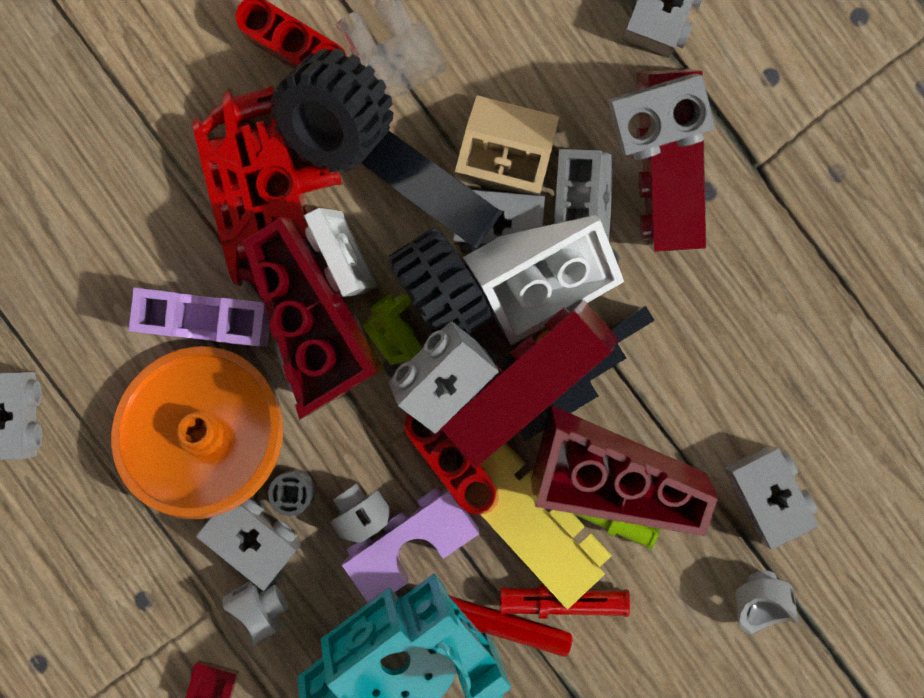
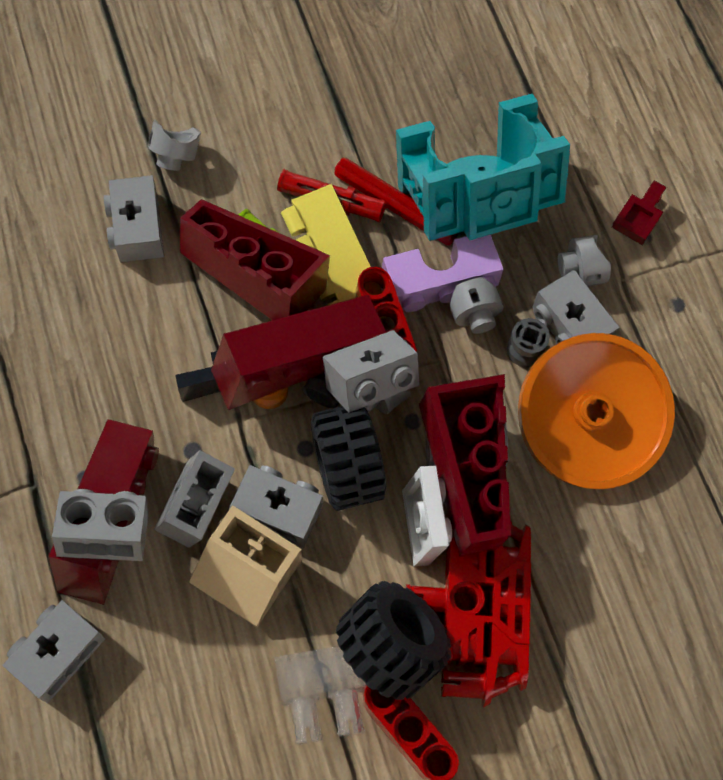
camera: 160 degrees left, 20 degrees down
(199, 317) = (589, 517): lavender arch -> none
(390, 332) = (404, 444): lime bracket -> none
(432, 189) = (324, 542): black slope -> none
(542, 271) = (257, 439): white slope -> none

